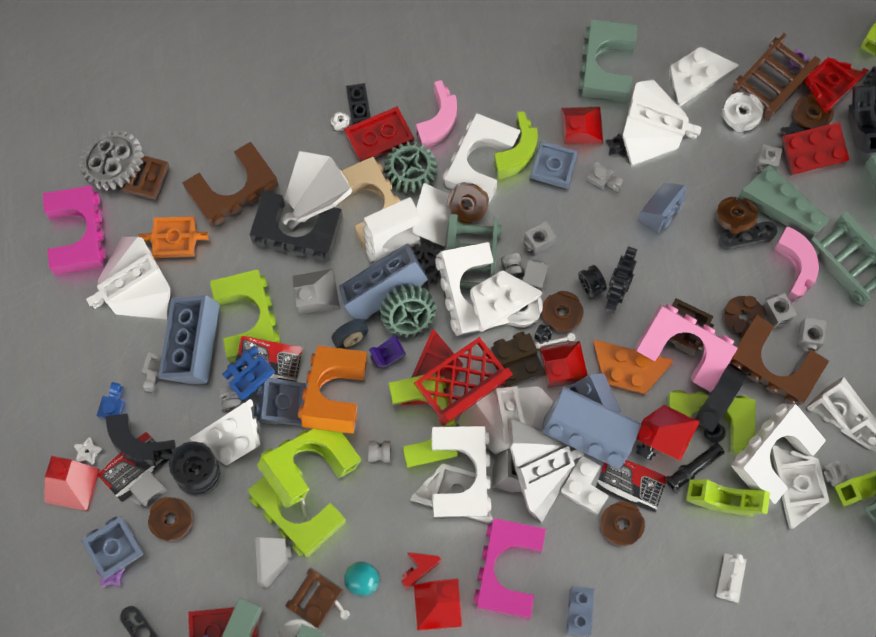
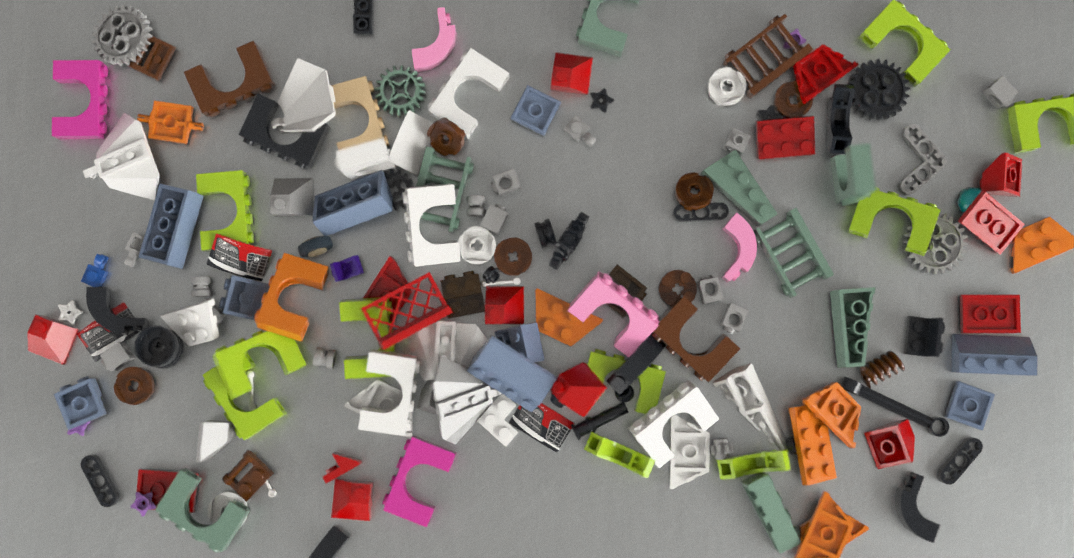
camera: 10 degrees right, 15 degrees up
(252, 376) = (221, 273): blue plate -> none
(340, 125) = (343, 35): white plate -> none
(362, 579) = (291, 466): teal hair -> none
(379, 134) = (376, 51): red plate -> none
(403, 322) = (370, 234): sand green gear -> none
(500, 298) = (456, 238): white wing -> none
(517, 159) = (504, 98): lime arch -> none
(580, 611) = (470, 528): sand blue brick -> none
(632, 517) = (527, 469): reddish brown plate -> none
(654, 123) = (639, 83): white panel -> none
(663, 205) = (626, 170): sand blue slope -> none
(698, 72) = (693, 38): white wing -> none
(731, 577) = (608, 521): white hinge -> none

